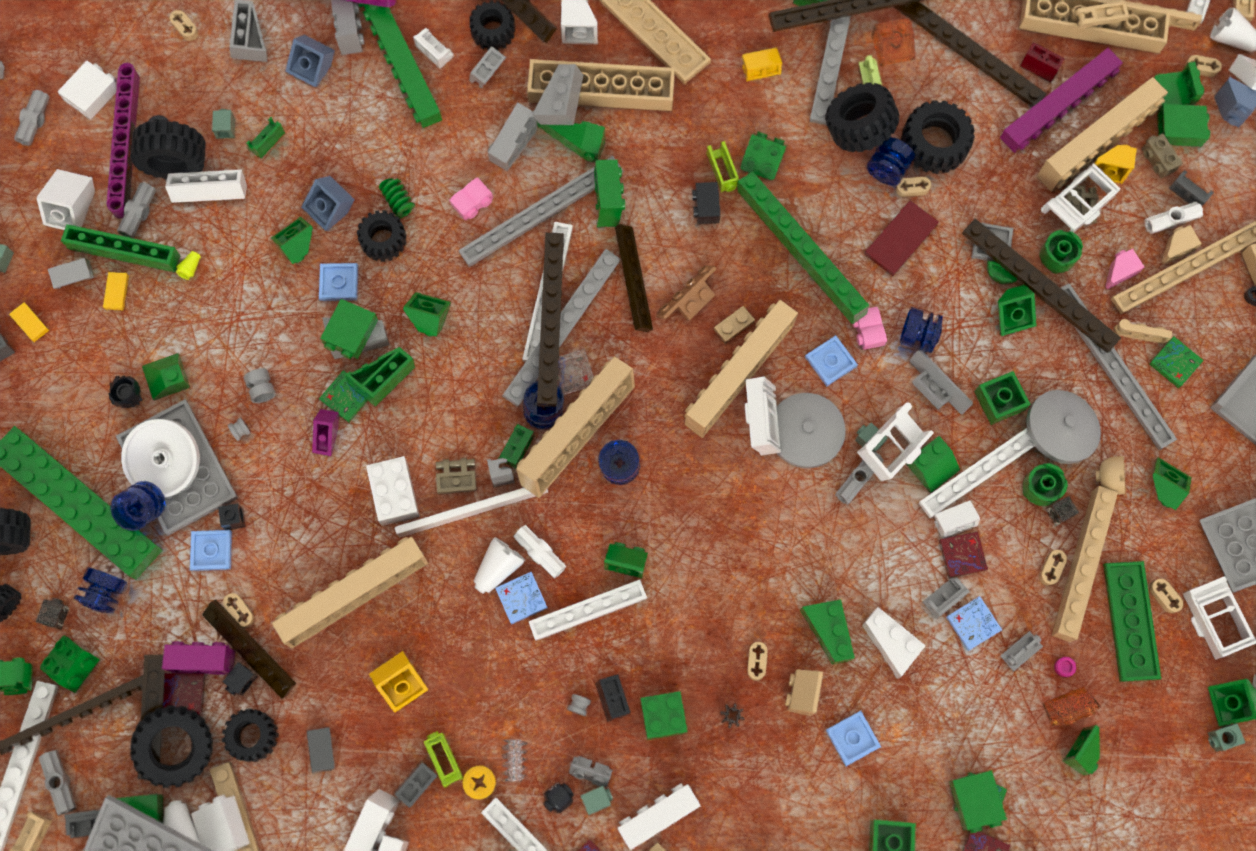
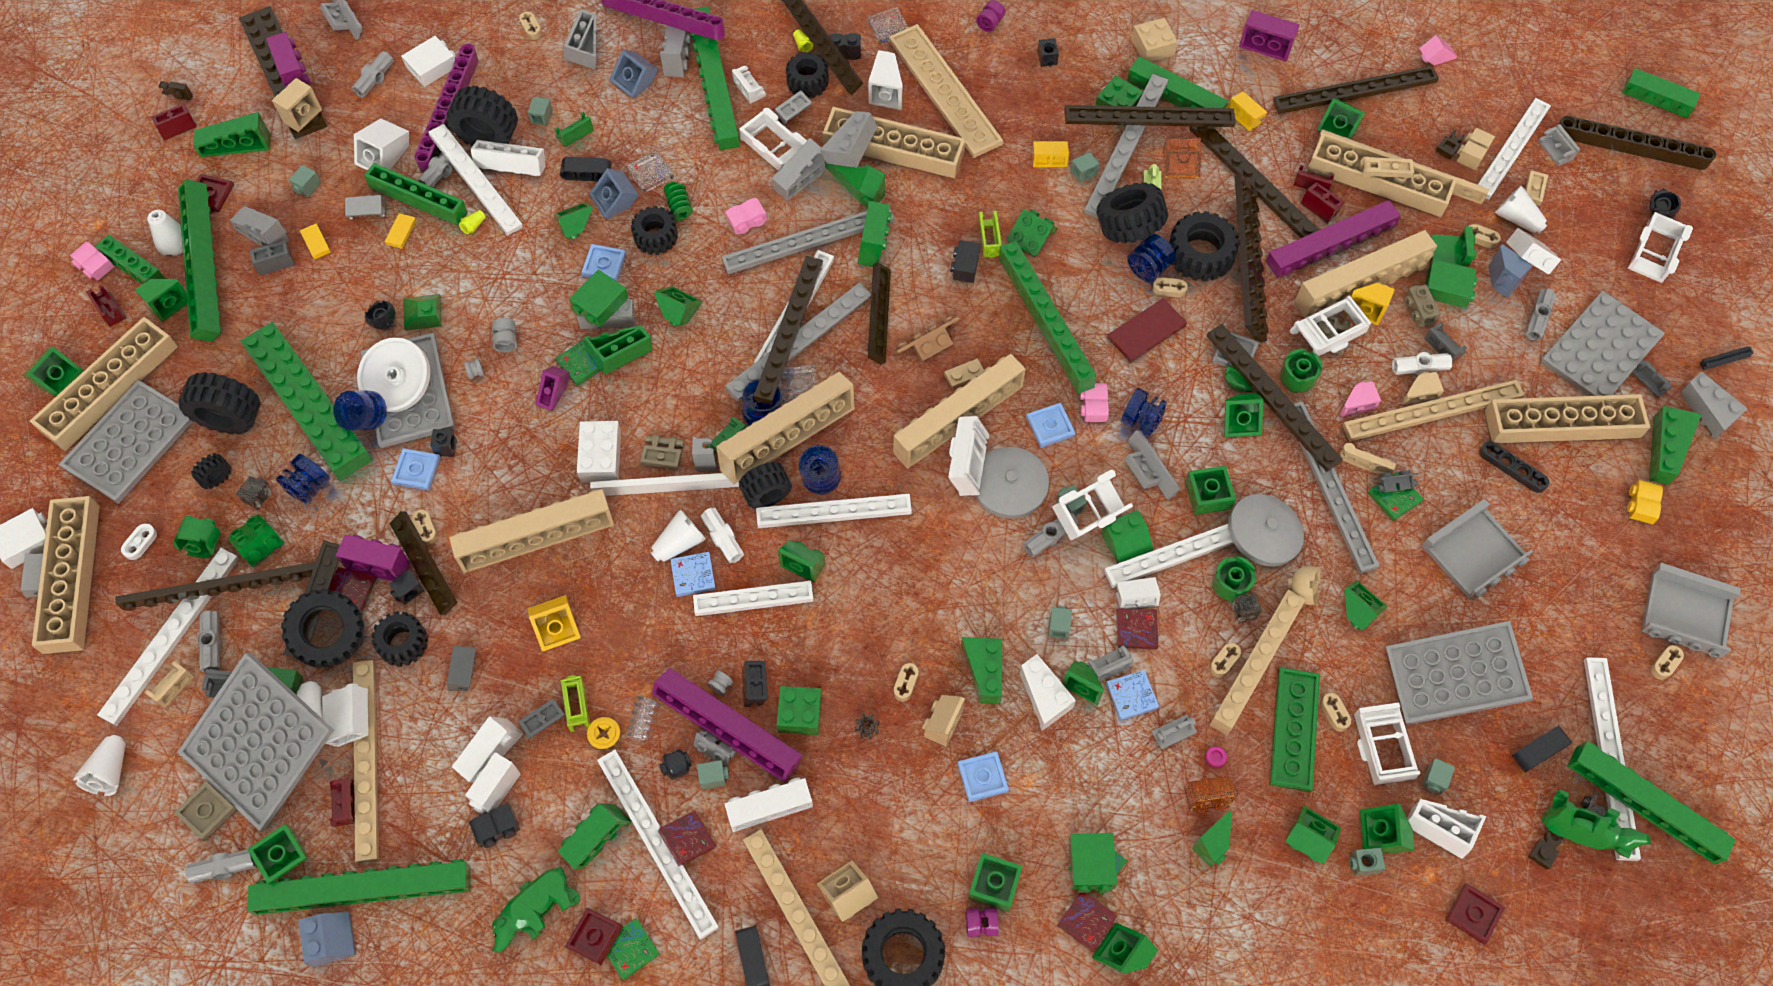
camera: 15 degrees right, 10 degrees down
(178, 217) = (475, 180): none -> white plate
(289, 180) = (583, 168): none -> black beam
(357, 168) = (650, 171): none -> clear tile
(466, 84) = (769, 119): none -> white piece
(570, 492) = (765, 485): none -> black tyre
(597, 746) = (726, 725): none -> magenta brick
(642, 500) = (833, 511): none -> white plate
(799, 72) = (1084, 167): none -> sand green brick
(889, 566) = (1060, 622): none -> sand green brick
(927, 622) = (1083, 682): none -> green slope
(987, 141) = (1250, 258): none -> dark brown plate
(1024, 39) = (1306, 179): none -> dark red hinge
(1168, 349) = (1388, 482): none -> dark grey hinge
(1172, 723) = (1313, 835): none -> green slope

